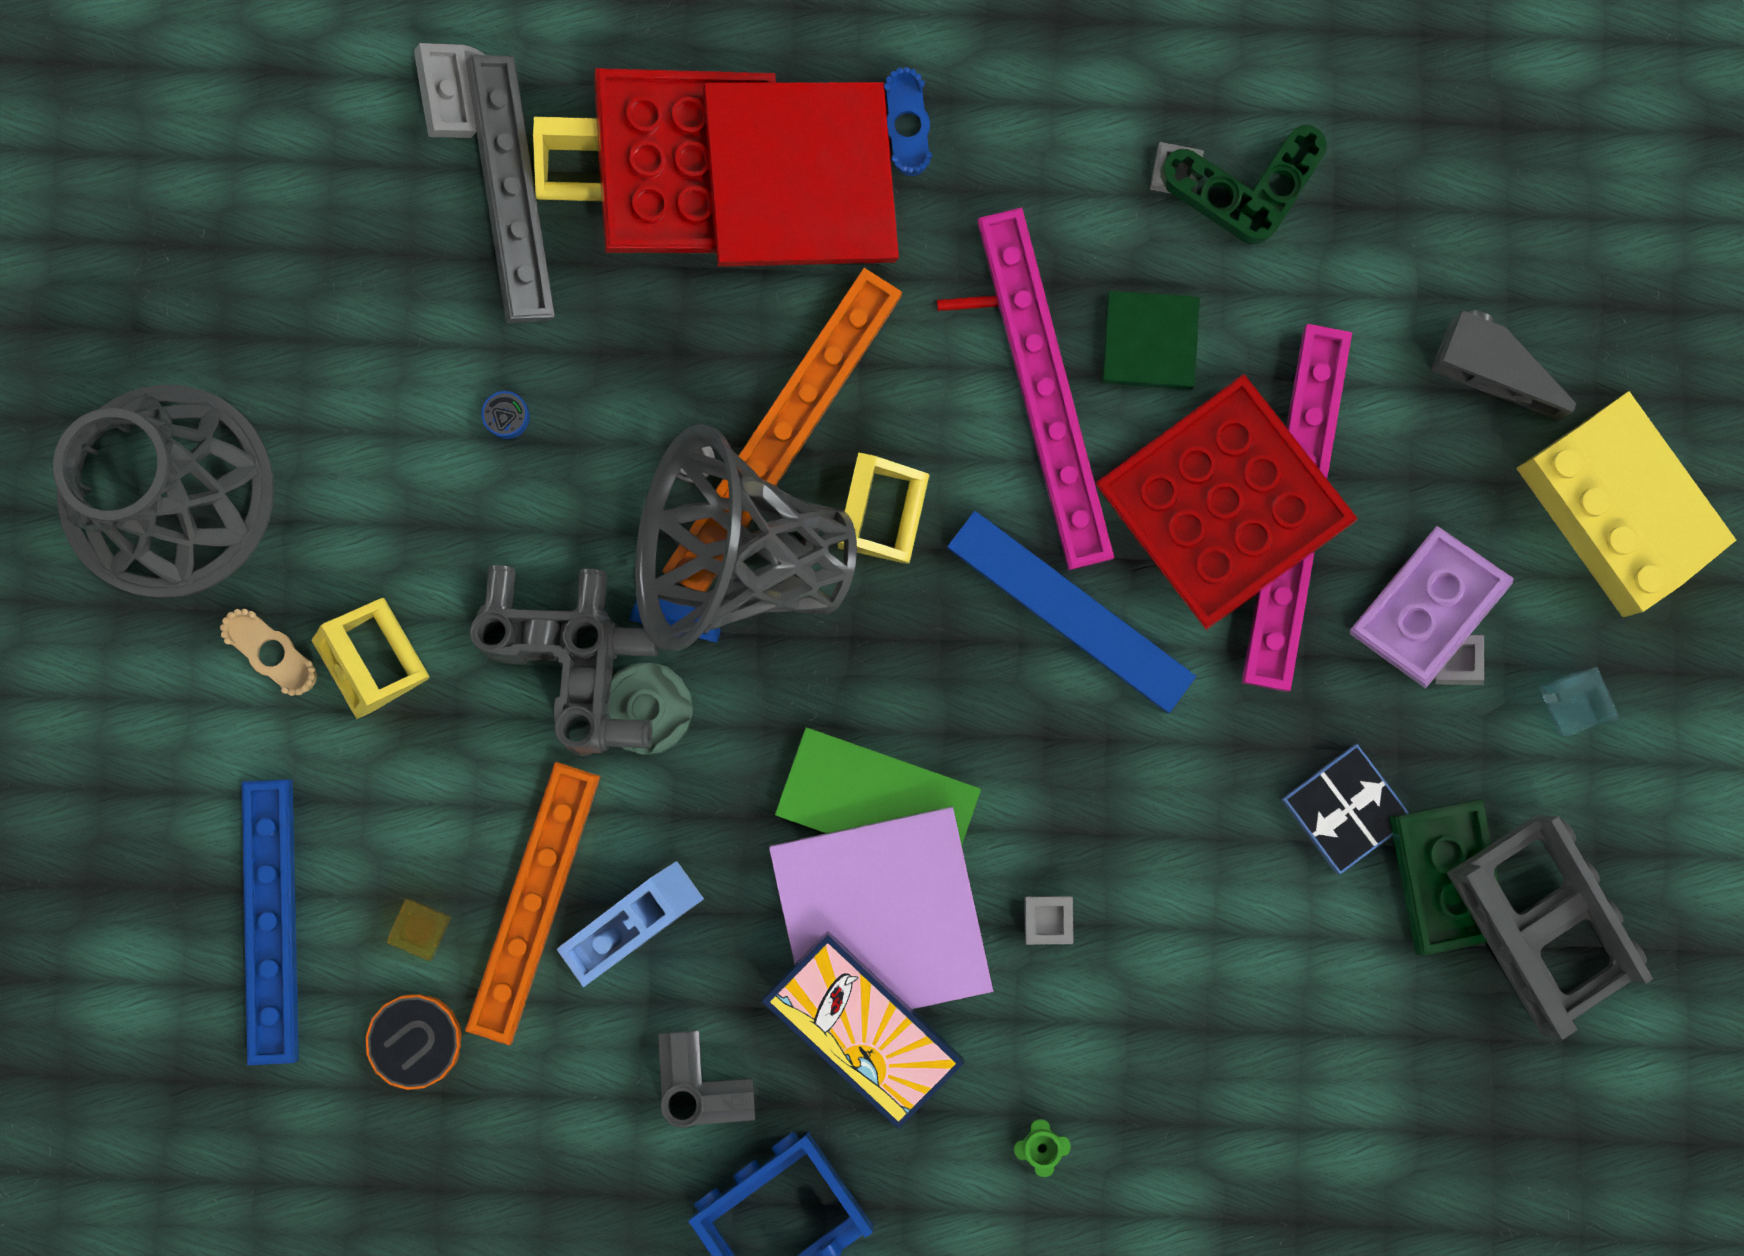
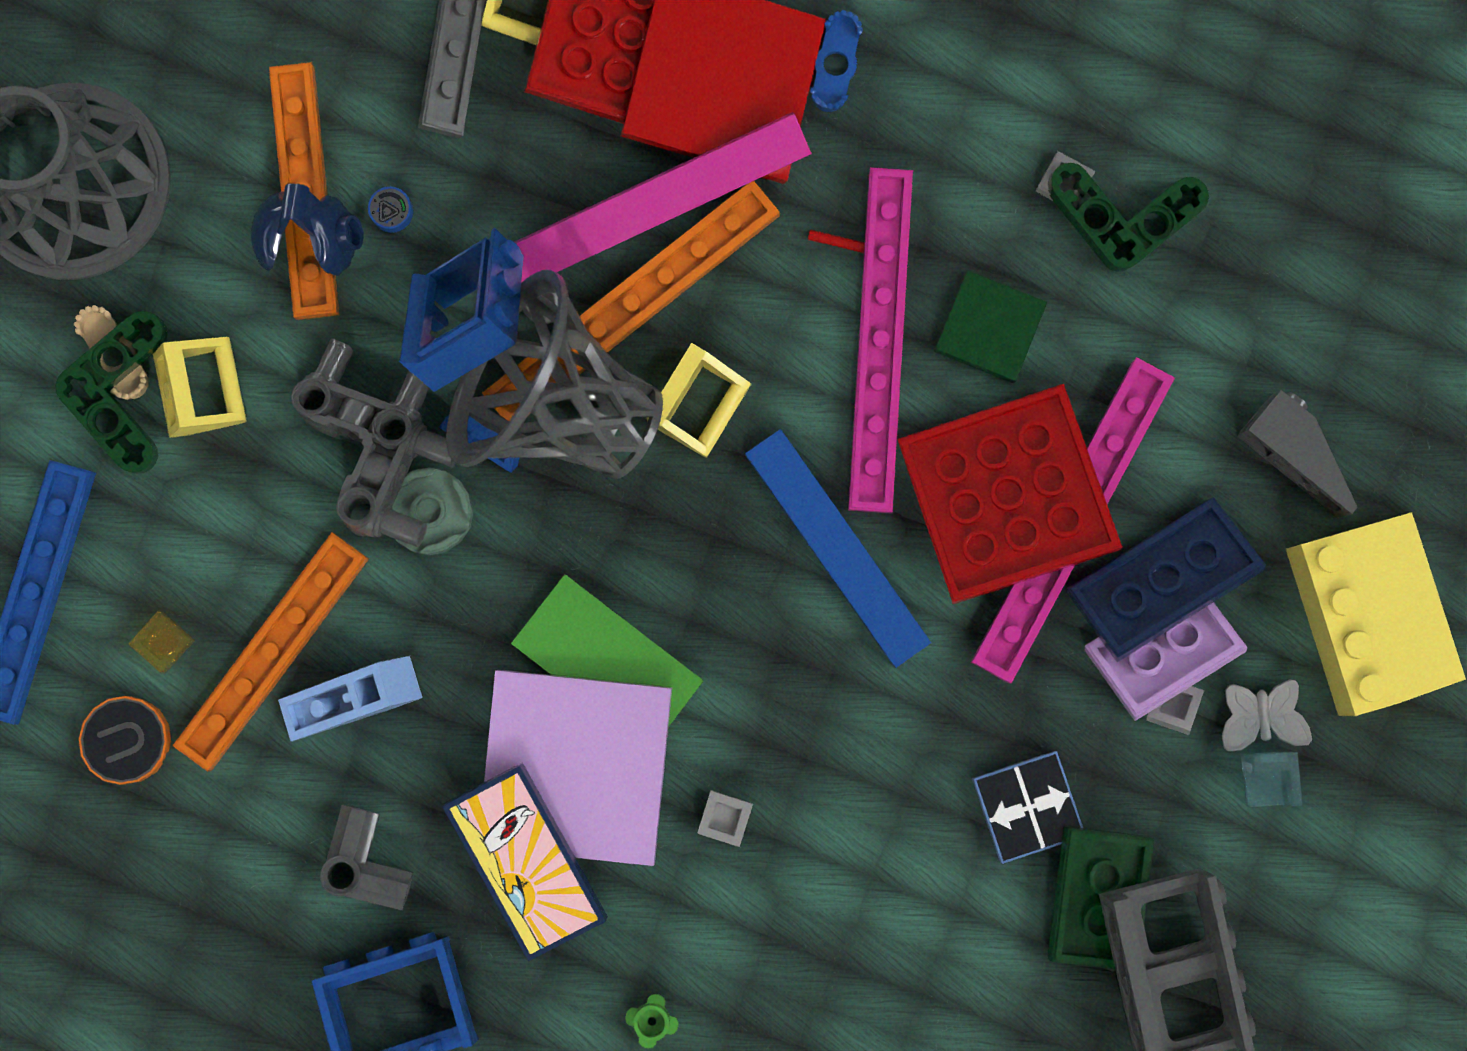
camera: 20 degrees right, 0 degrees up
(269, 684) = (100, 382): none -> dark green beam
(410, 424) = (302, 163): none -> orange tile
(448, 447) = (328, 222): none -> dark blue animal
(633, 437) = (496, 273): none -> blue window
(765, 328) = (664, 196): none -> dark pink tile
(1409, 537) = (1165, 579): none -> dark blue tile
(1548, 638) = (1263, 713): none -> light grey piece

